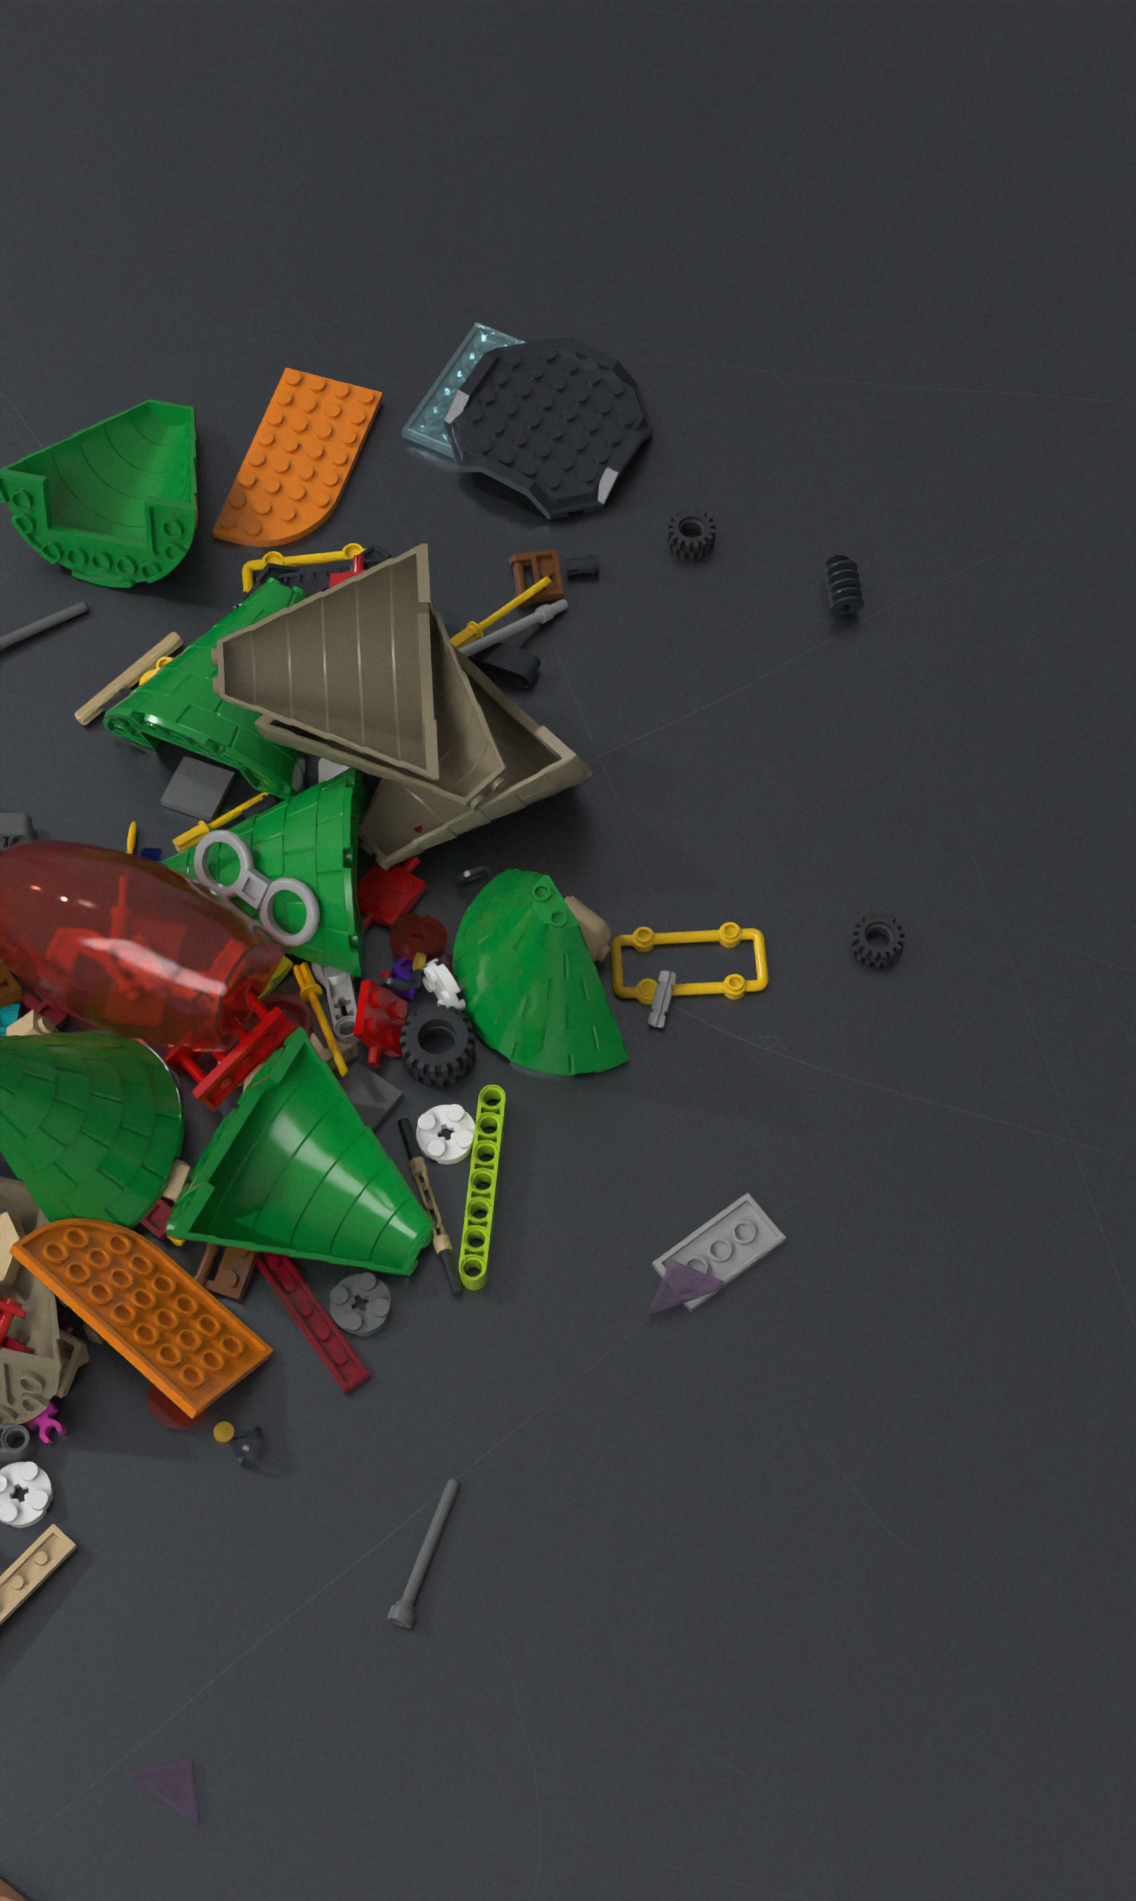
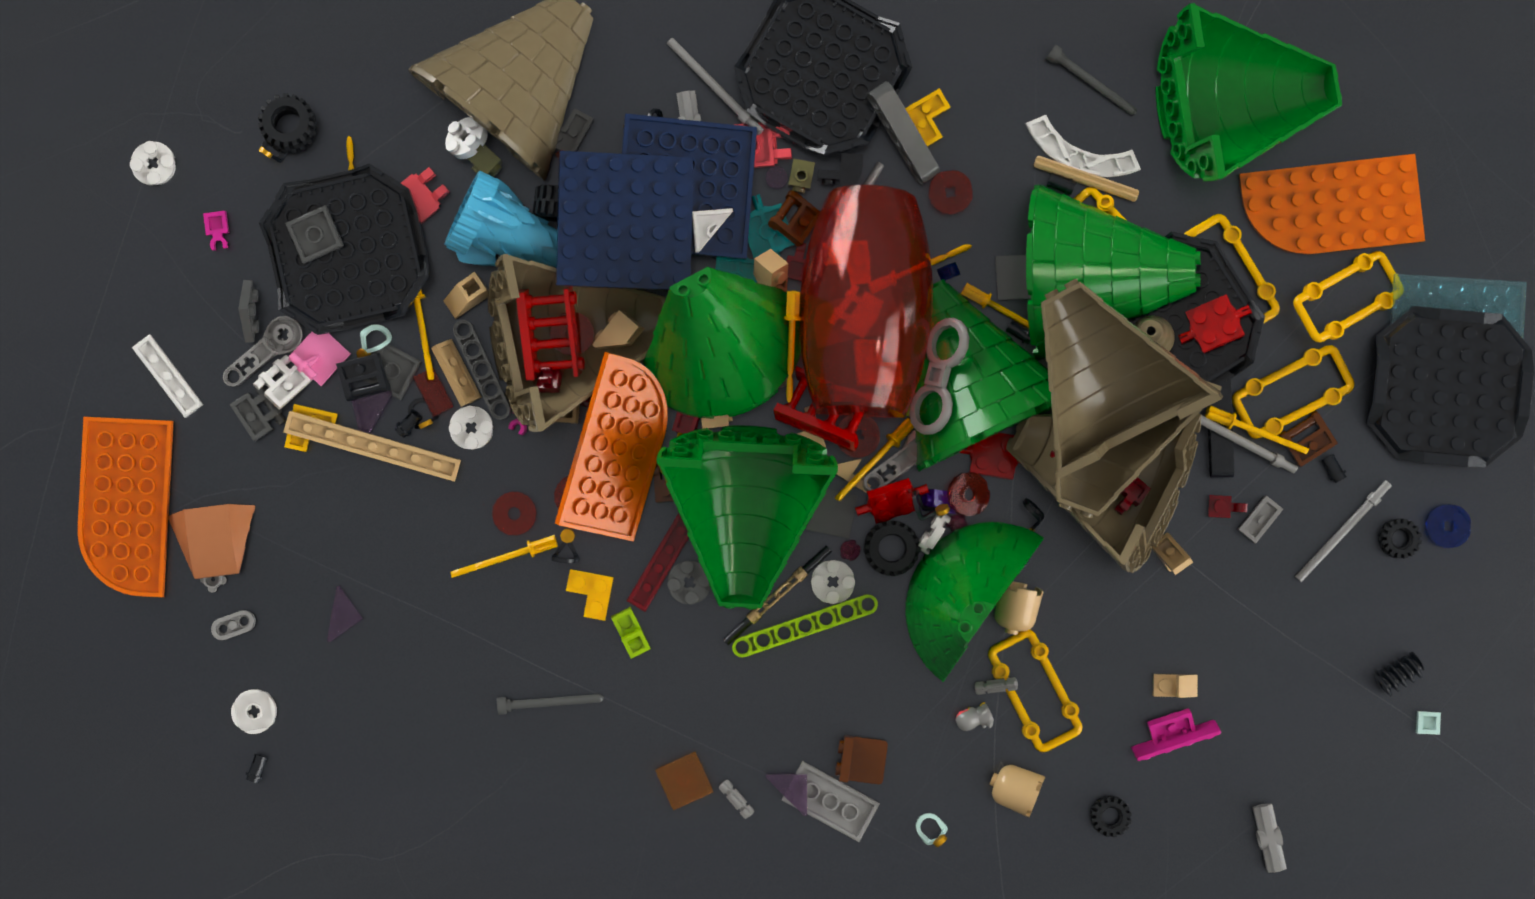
camera: 60 degrees right, 25 degrees up
(60, 802) = (948, 180): none -> clear red plate
(72, 697) = (1061, 151): none -> white tile
(94, 1022) = (792, 316): none -> yellow piece
(148, 1473) = (501, 516): none -> clear red tile
(215, 1481) = (533, 548): none -> yellow piece
(311, 1424) = (596, 588): none -> yellow plate
(376, 500) = (1315, 290): none -> yellow bar
(388, 1406) = (630, 632): none -> lime slope
(417, 1096) = (850, 550): none -> clear pink plate
(450, 540) = (1311, 358): none -> yellow bar
(513, 763) = (1133, 494): none -> dark red plate
(570, 687) = (1222, 506): none -> dark red plate
(601, 751) = (1172, 554): none -> tan slope
(602, 655) = (1260, 519): none -> light grey plate
(611, 1419) = (684, 780): none -> clear orange plate
(637, 545) = (1372, 499): none -> light grey bar
(664, 1364) = (736, 799): none -> light grey axle
(682, 1190) = (861, 760): none -> reddish brown bracket
(688, 1041) = (972, 717): none -> light grey animal
(697, 497) = (1461, 526): none -> clear blue plate
(751, 814) = (1175, 685): none -> tan slope
(799, 1021) = (1016, 788): none -> tan cylinder
(807, 834) = (1174, 732): none -> dark pink bracket
(823, 1133) = (941, 838): none -> light aqua piece
(911, 584) = (1428, 722): none -> light aqua tile
(976, 784) = (1269, 838): none -> light grey piece

